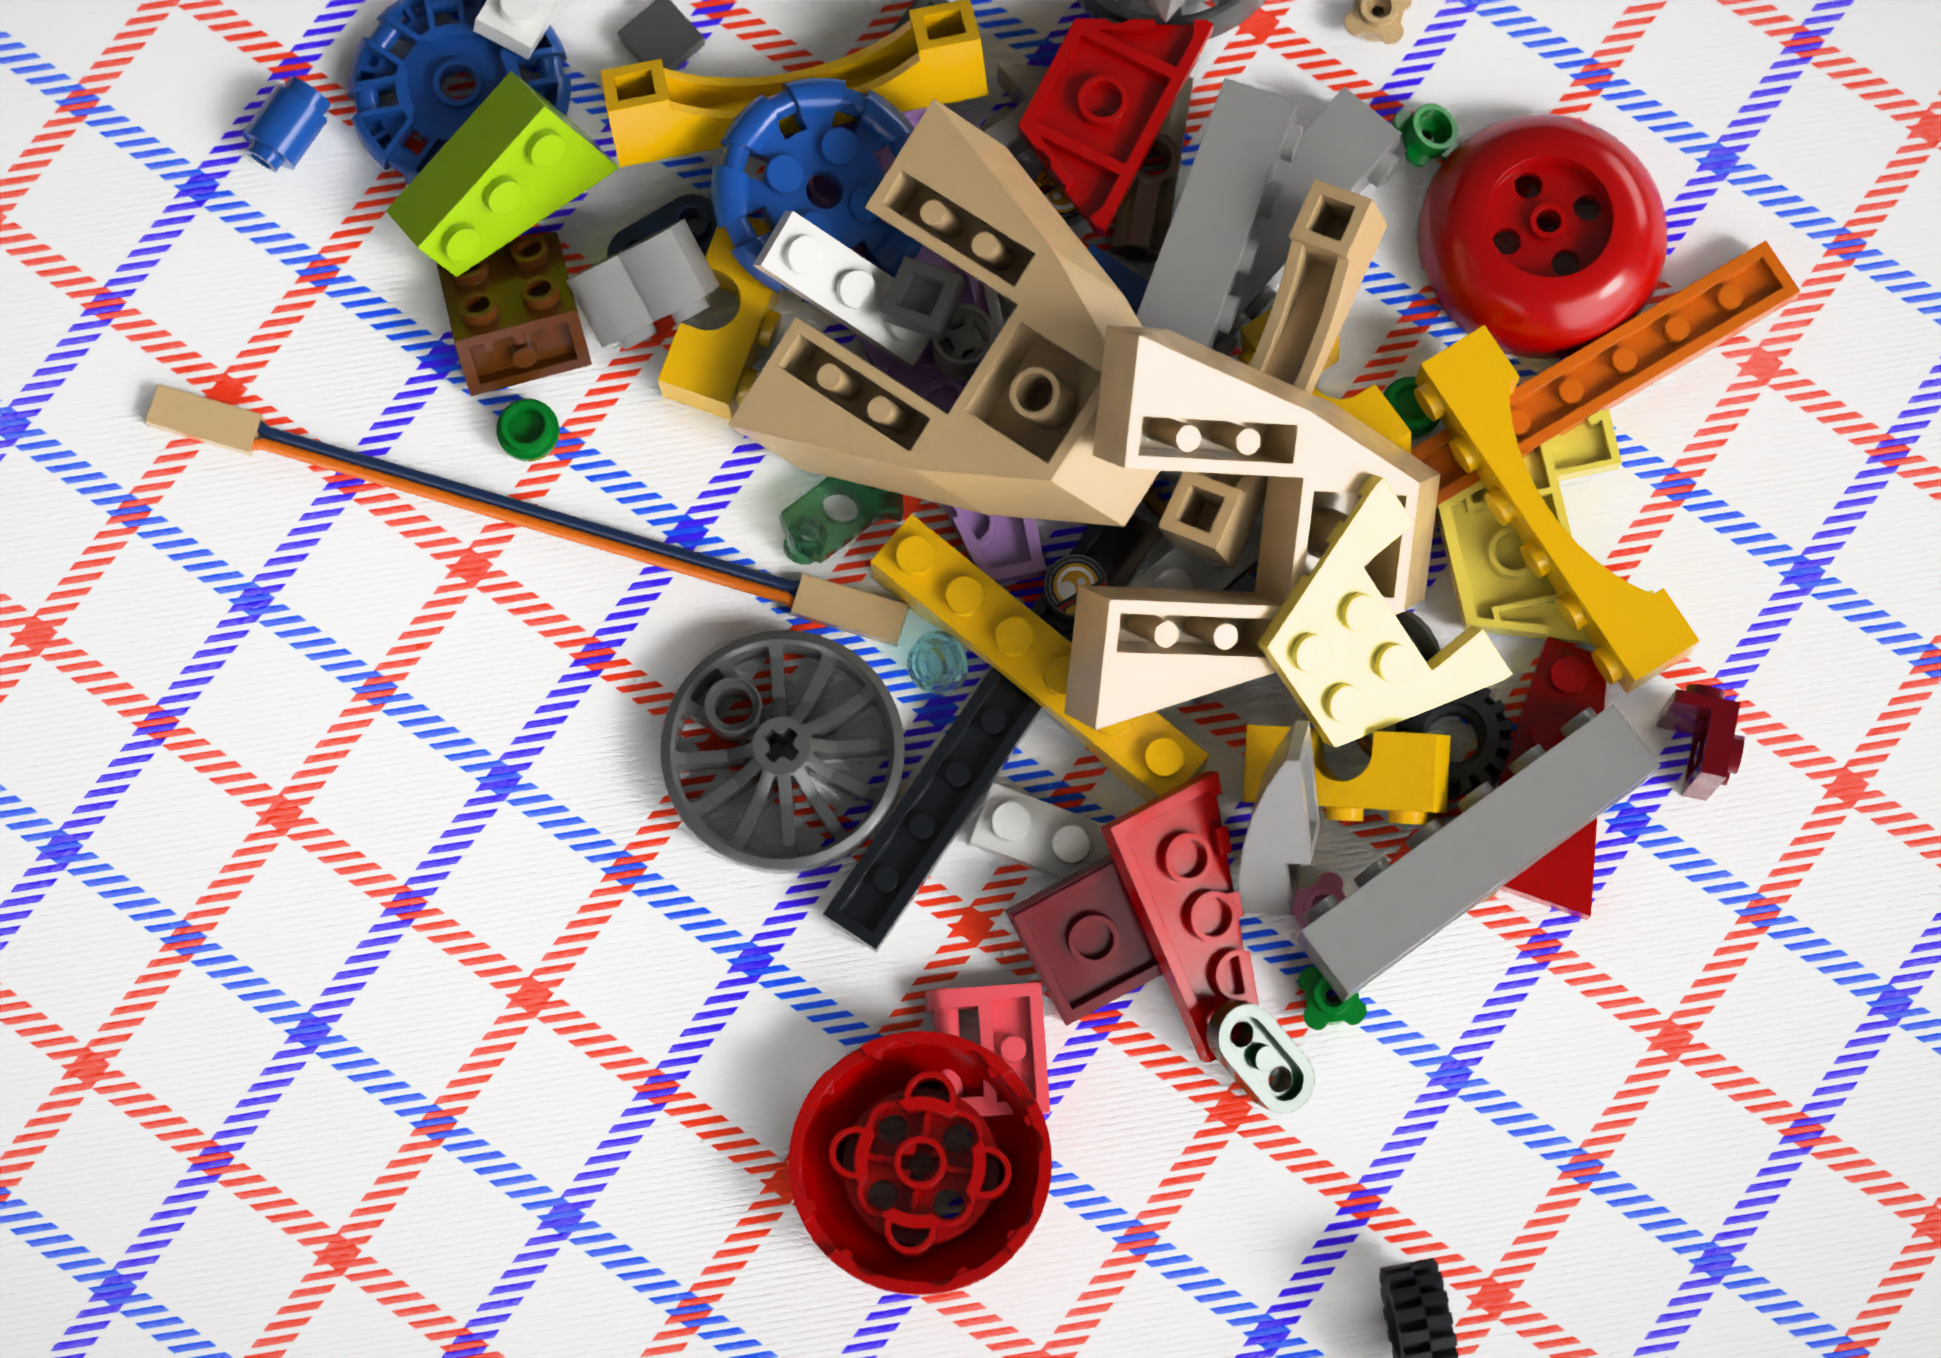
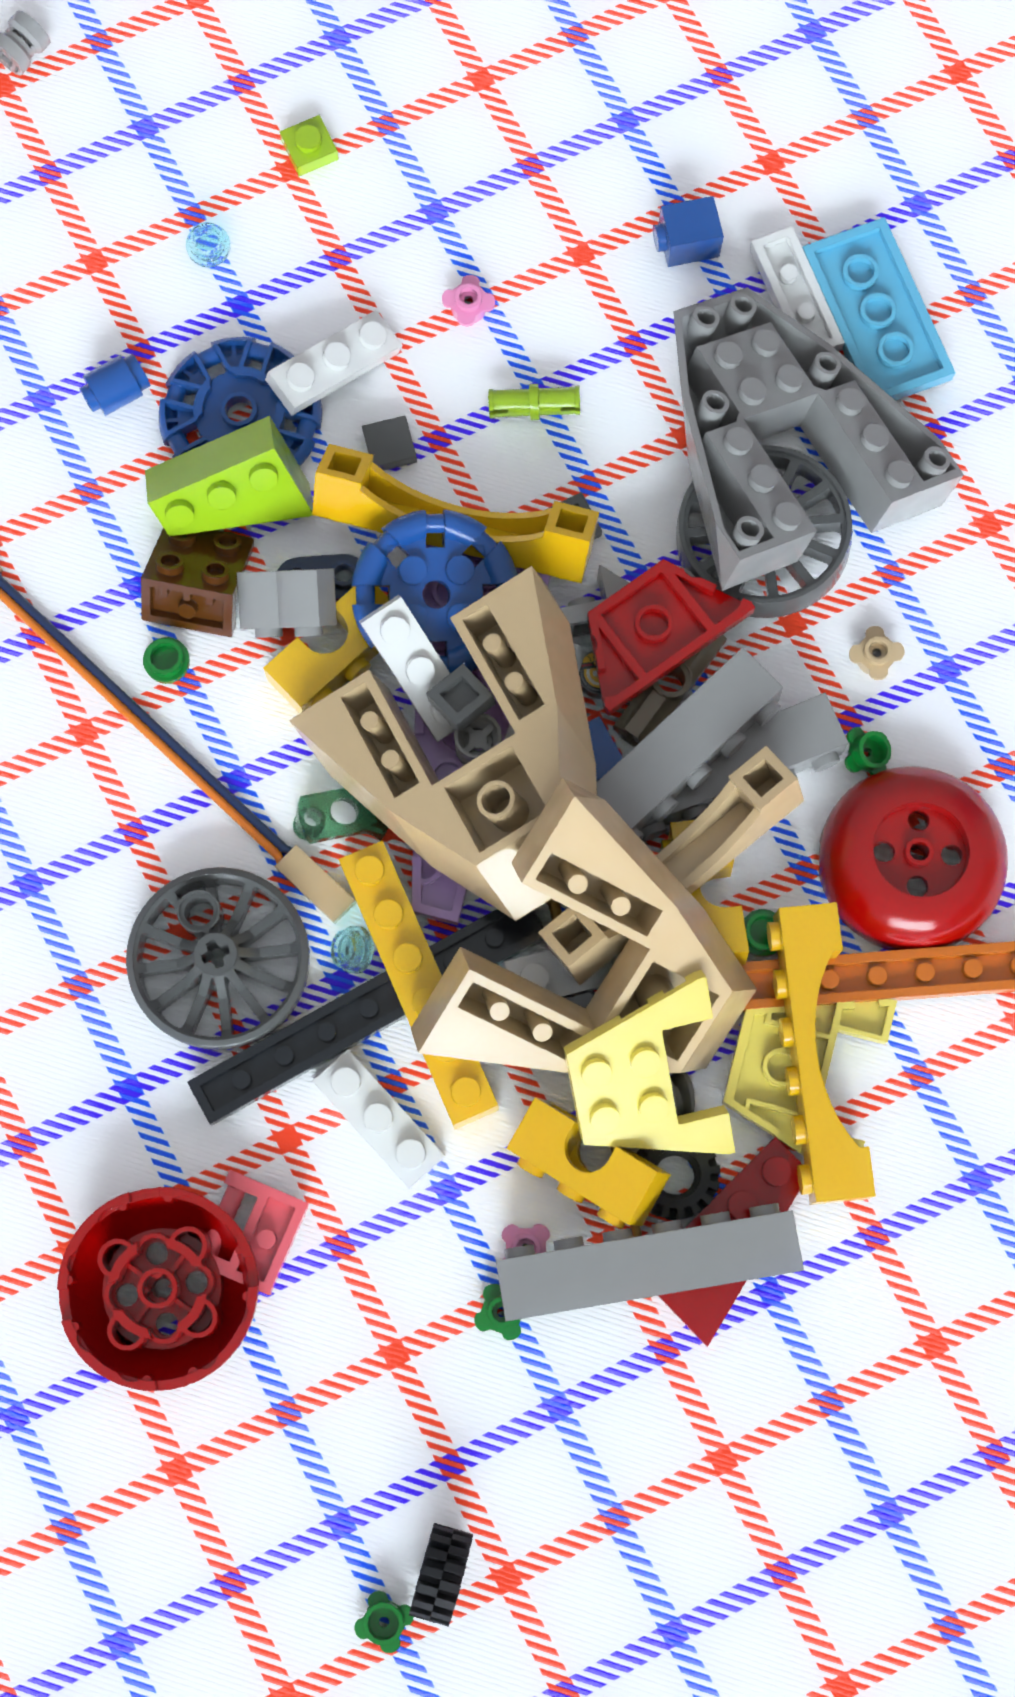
camera: 25 degrees right, 0 degrees up
(1063, 581) = (471, 936): tile -> none
(1085, 940) = (358, 1189): dark red tile -> none
(1185, 898) = (432, 1195): wing -> none
(1257, 1053) = (427, 1328): plate -> none
(1281, 827) = (520, 1181): light grey slope -> none
(1714, 745) = (850, 1275): dark red bracket -> none

